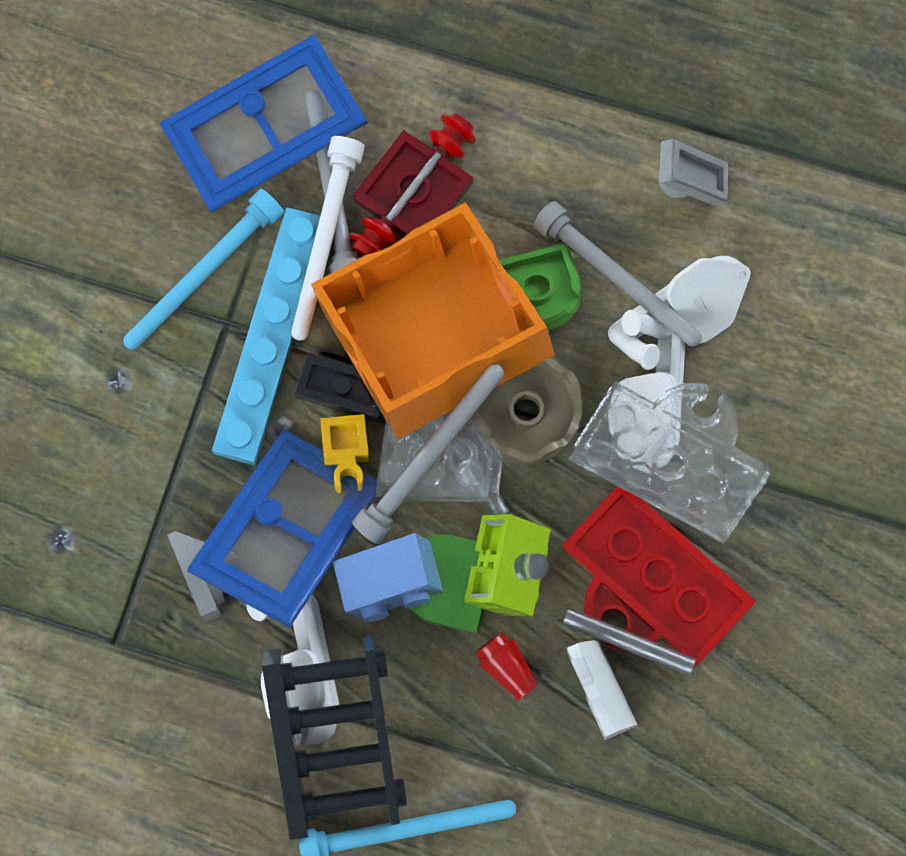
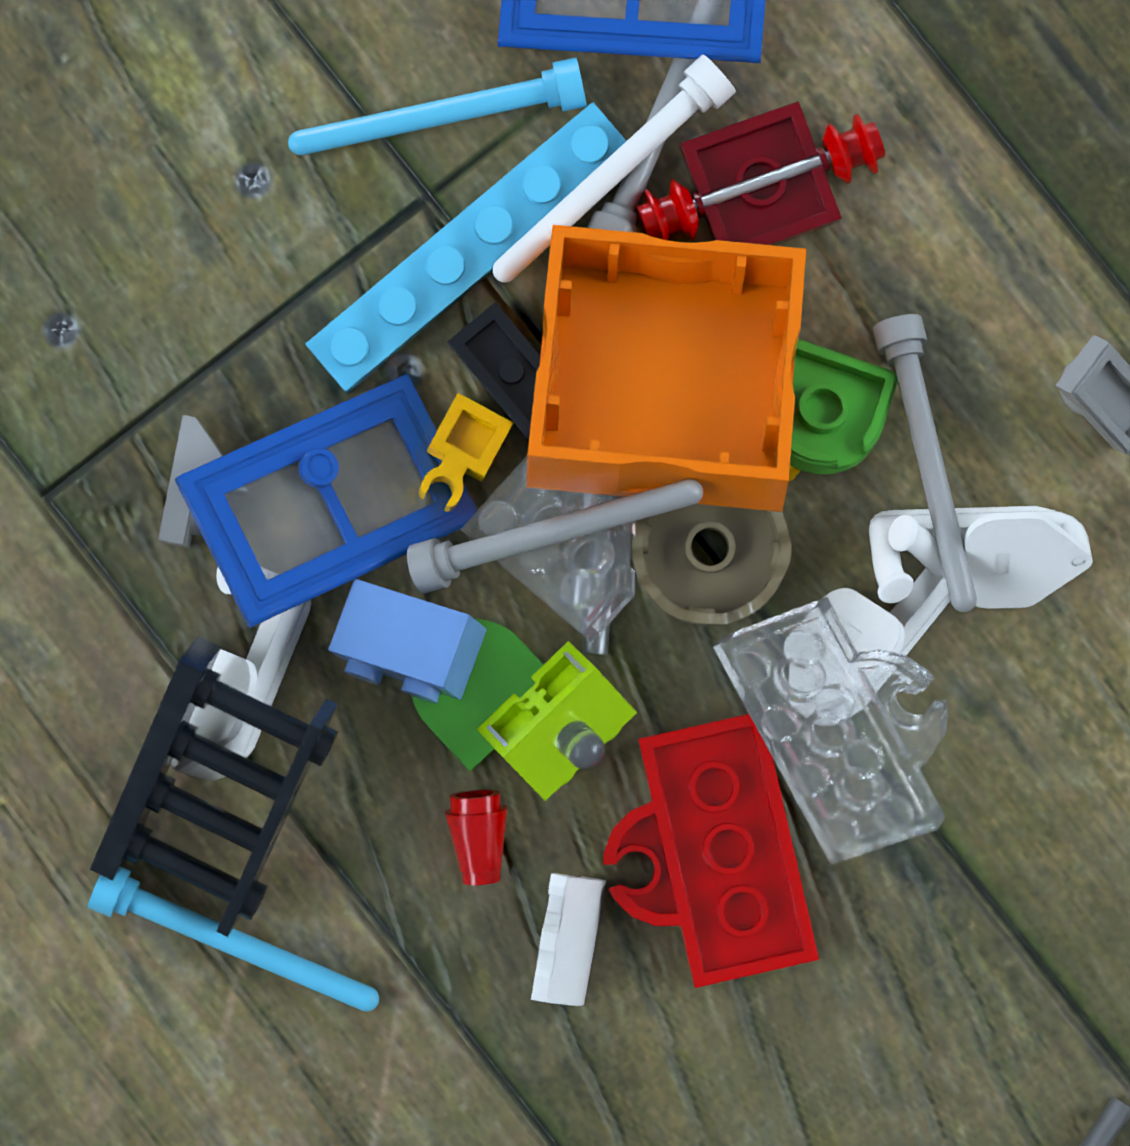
camera: 25 degrees right, 10 degrees up
(629, 641) = (636, 907): flat silver bar -> none

